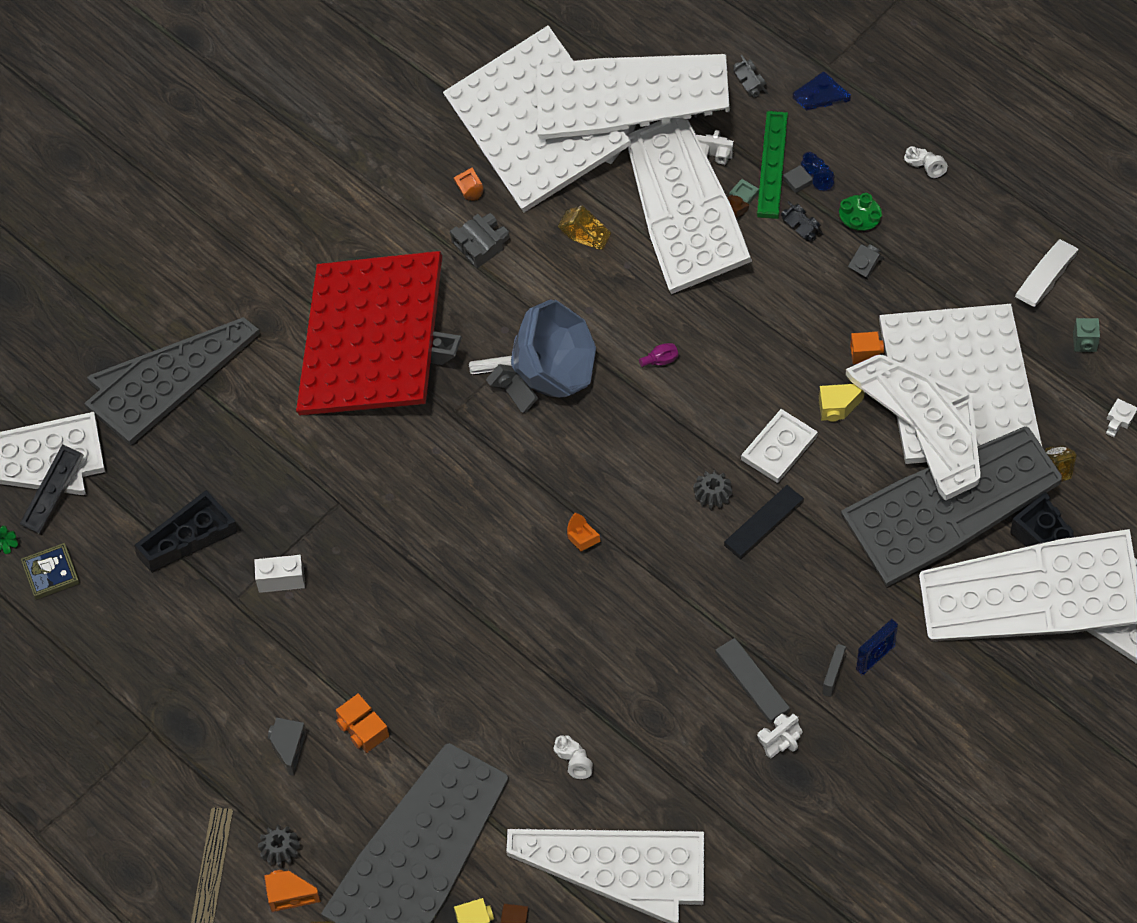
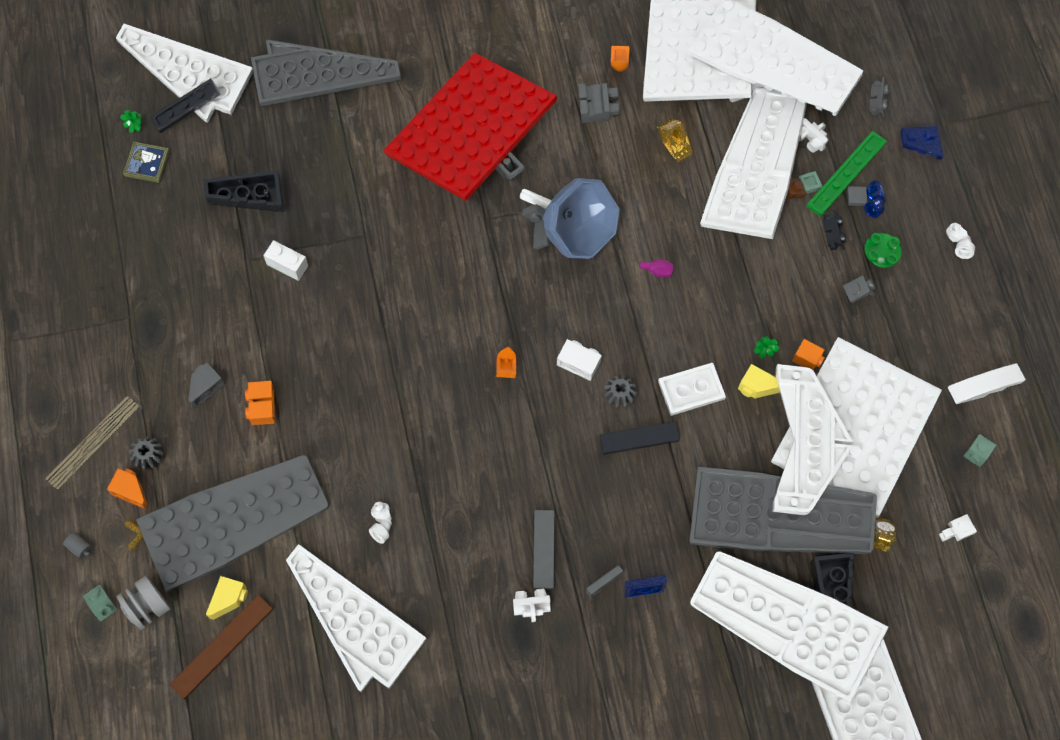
camera: 30 degrees right, 10 degrees up
(650, 485) = (579, 359): none -> white brick
(819, 364) = (766, 346): none -> green plant

